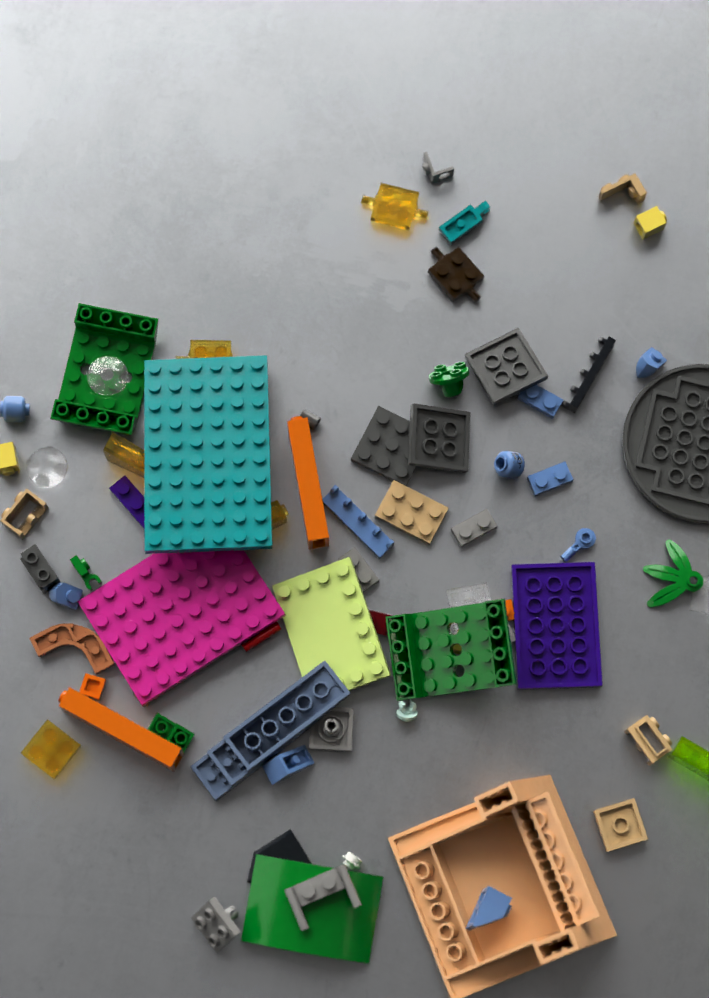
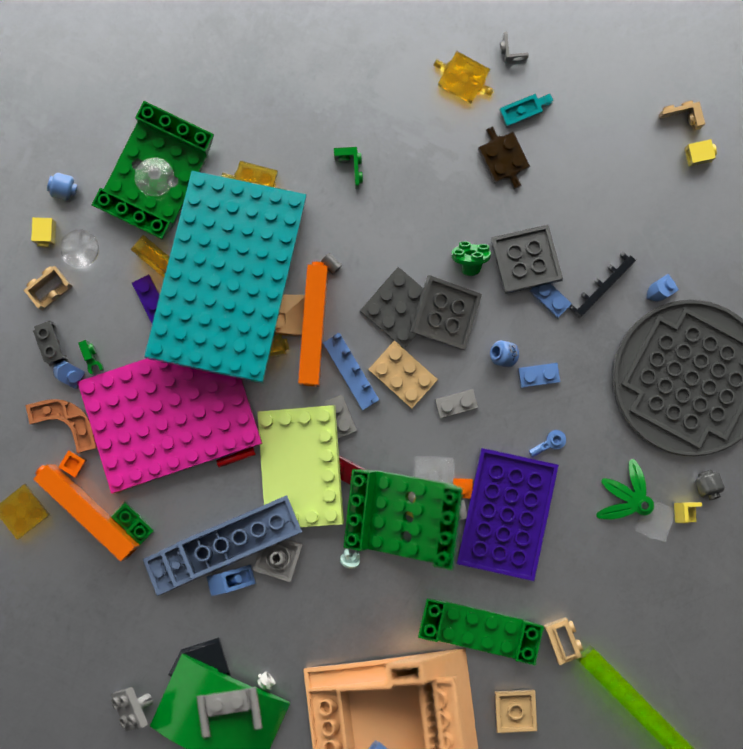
camera: 15 degrees right, 10 degrees up
(282, 480) = (291, 315): none -> tan plate
(296, 308) = (347, 153): none -> green bracket
(561, 750) = (481, 630): none -> green slope

